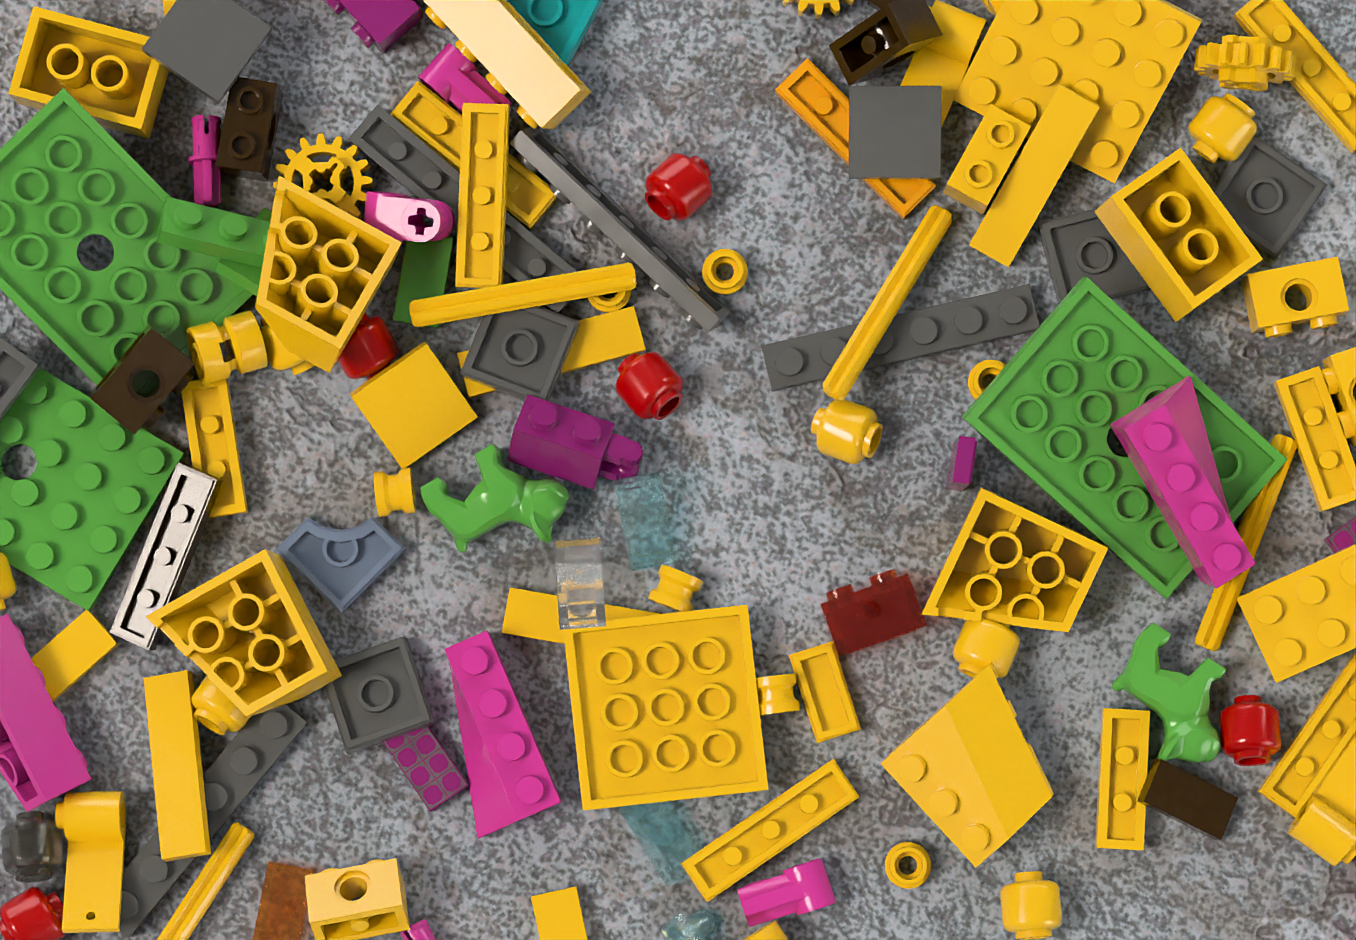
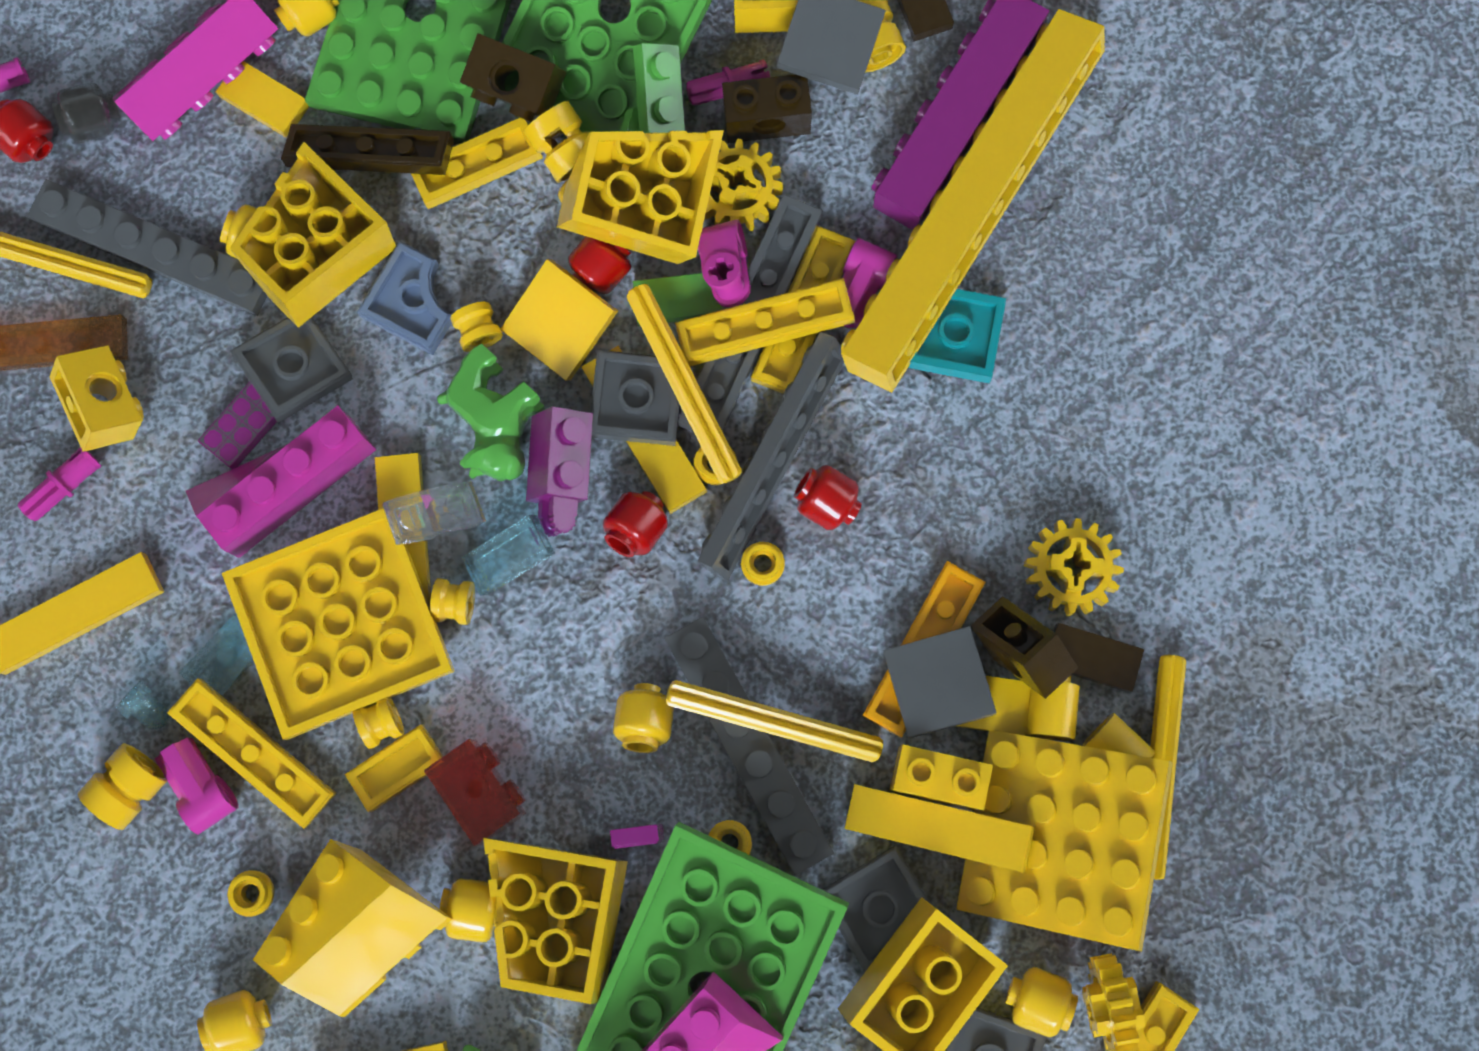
camera: 75 degrees right, 5 degrees down
(95, 859) = (111, 164): yellow door -> none
(176, 766) = (179, 210): yellow tile -> none

